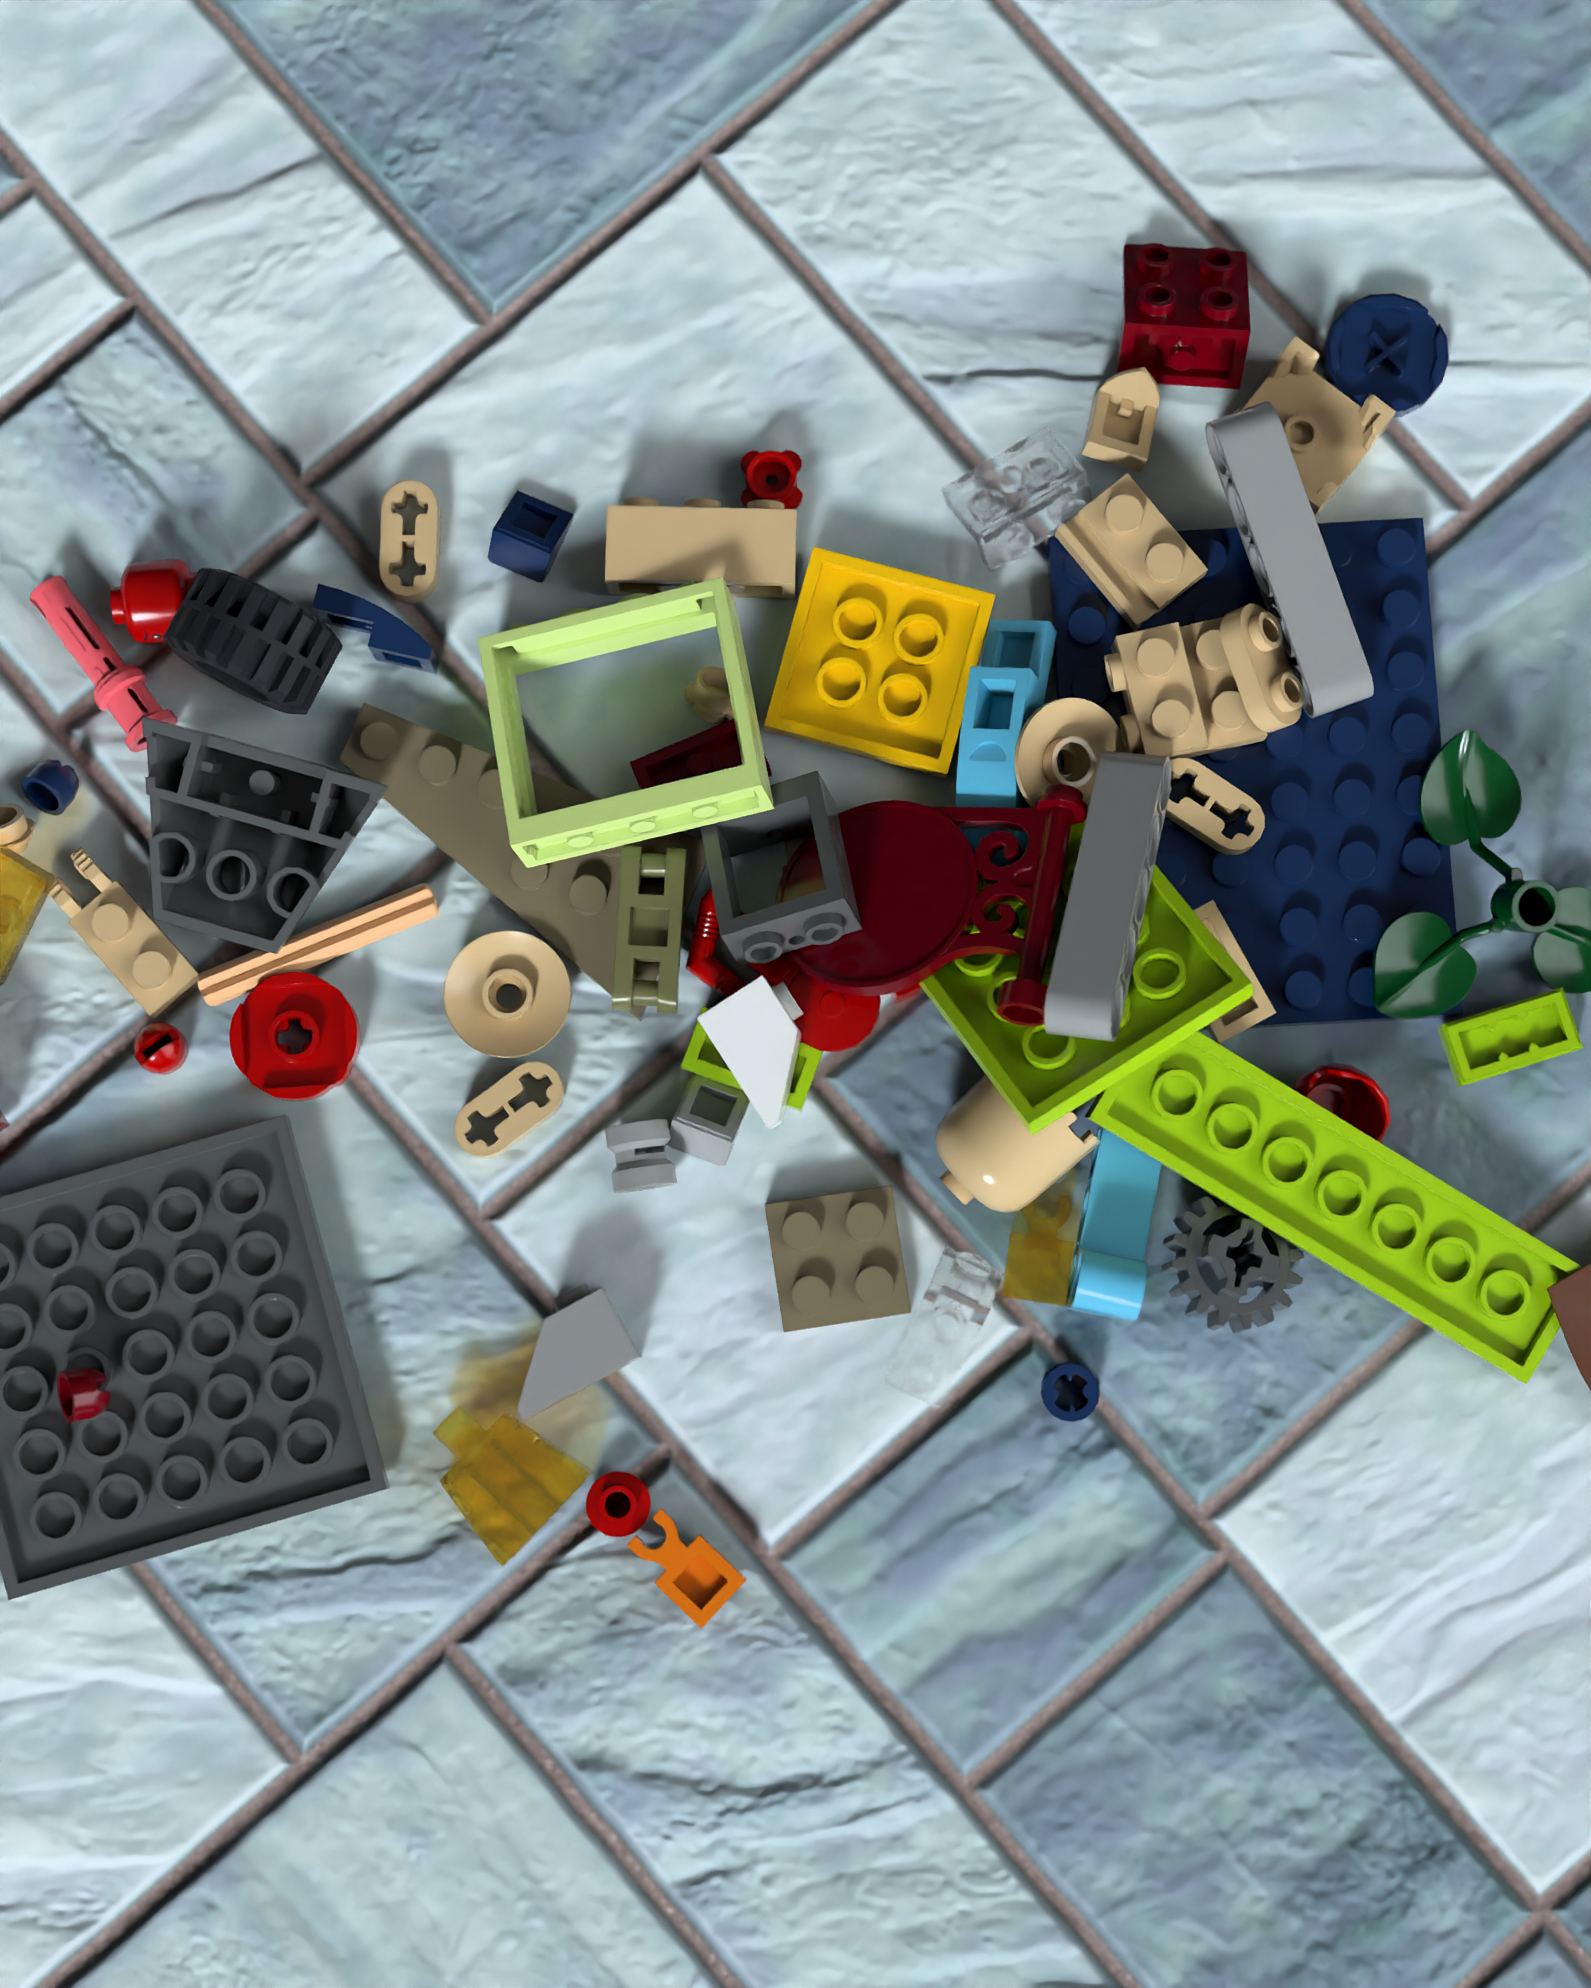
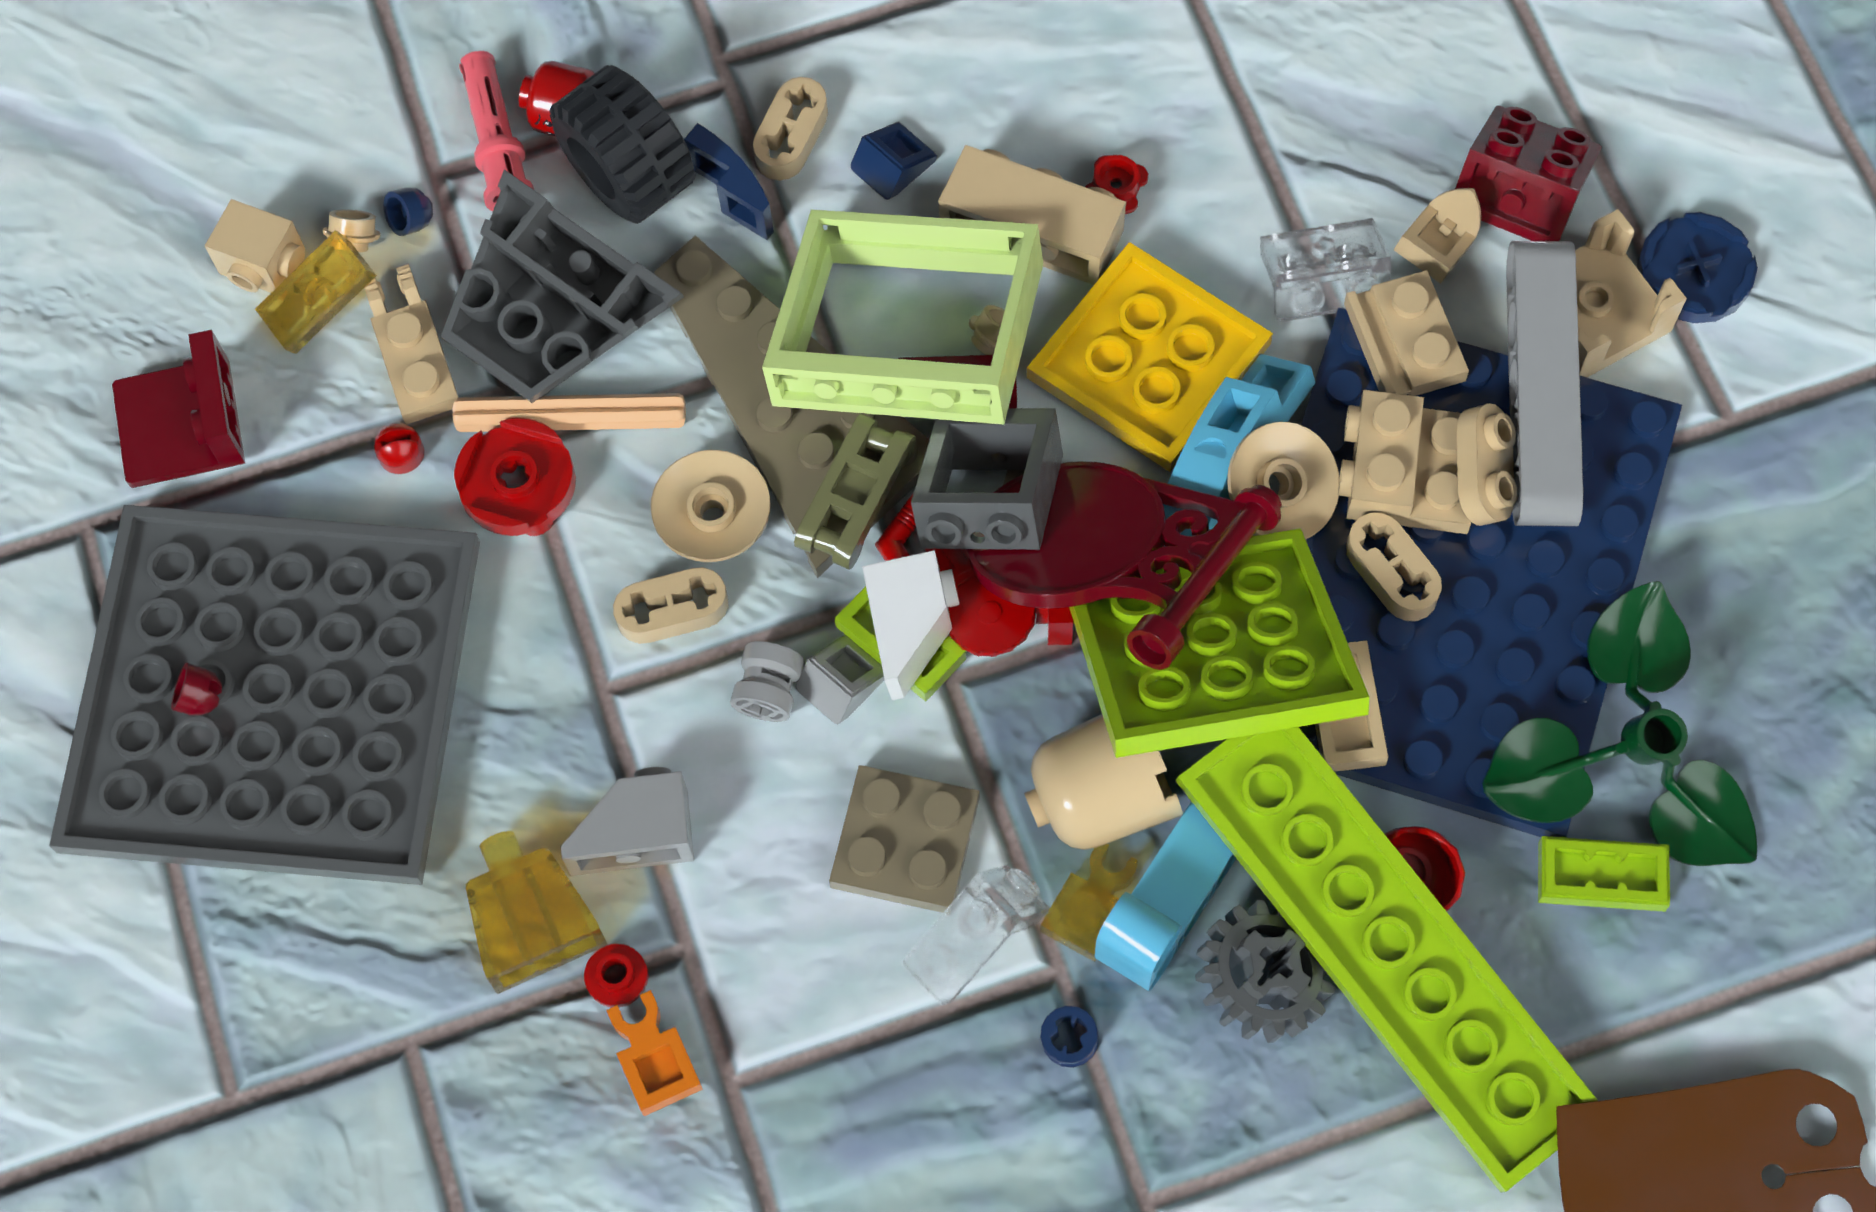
camera: 25 degrees right, 15 degrees down
(1108, 896) = (1267, 587): light grey beam -> none

